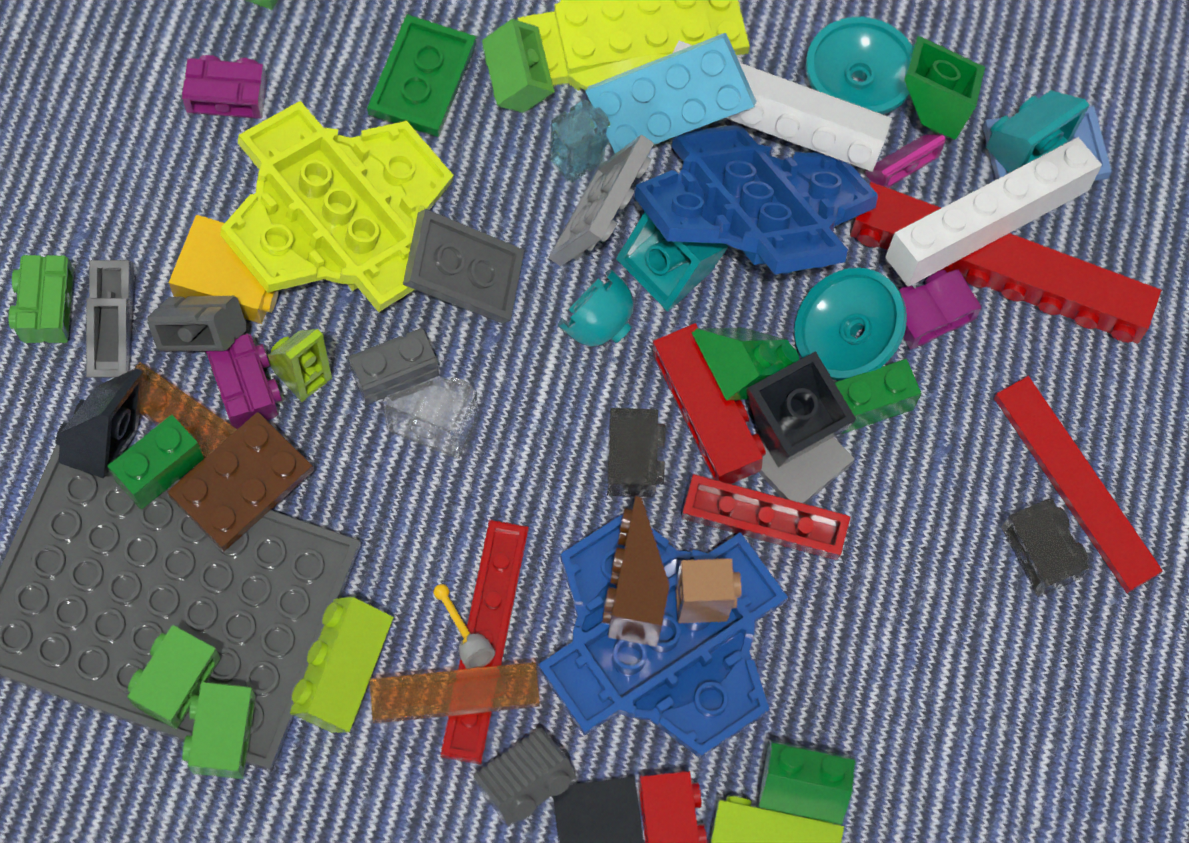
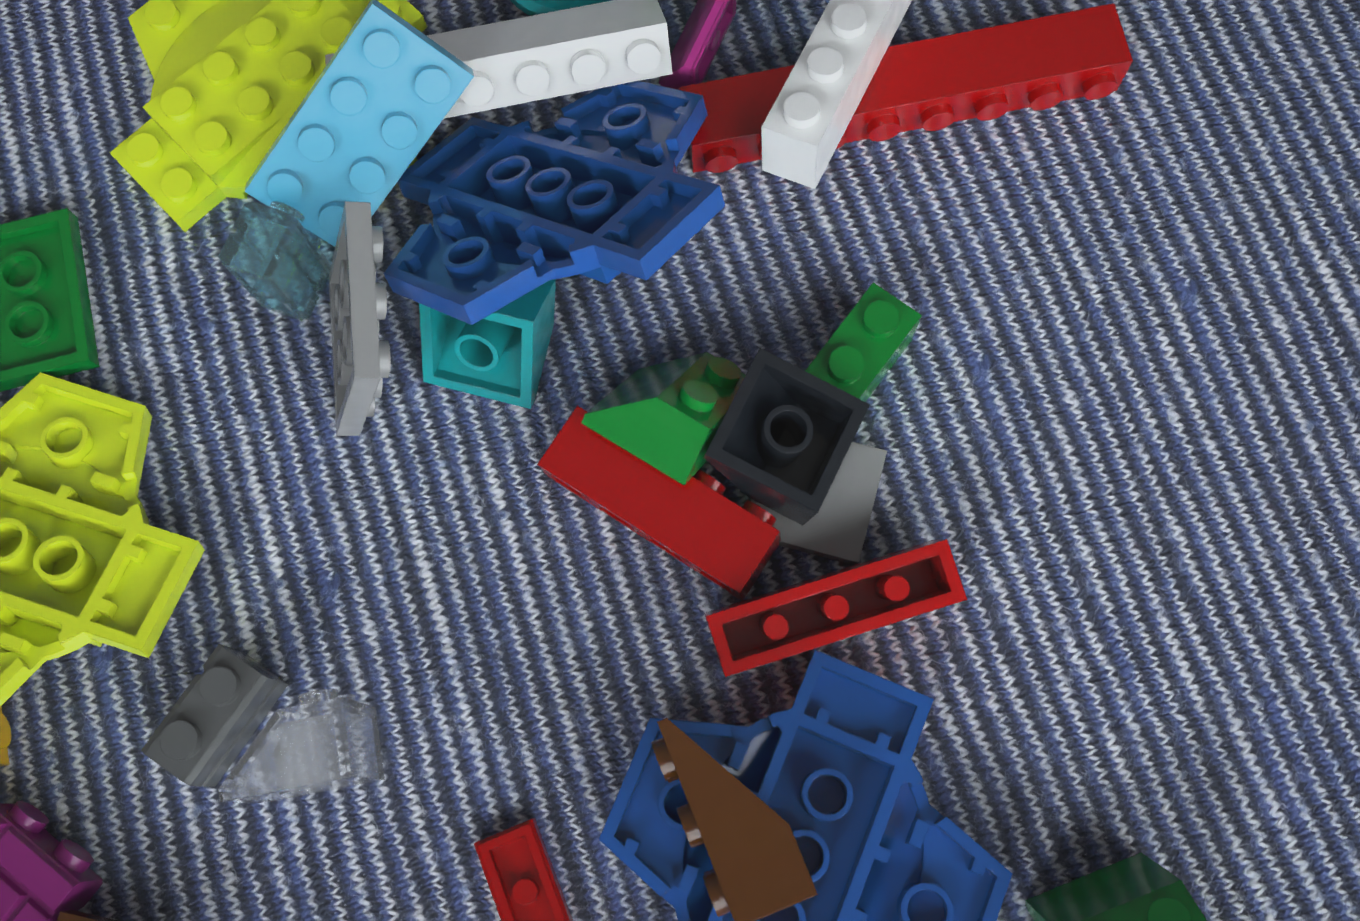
camera: 20 degrees left, 5 degrees up
(301, 362) = (83, 802): lime slope -> none
(463, 266) = (223, 523): dark grey plate -> none
(517, 66) = (141, 213): bright green brick -> none
(600, 313) = (447, 468): teal cylinder -> none
(633, 452) = (605, 627): clear smoke brick -> none
(706, 590) = (837, 779): medium nougat brick -> none
(839, 309) = (741, 275): teal dish -> none
(938, 307) = (856, 197): magenta brick -> none
(1045, 546) = (1196, 412): clear smoke brick -> none
(1078, 484) = (1175, 308): red tile -> none

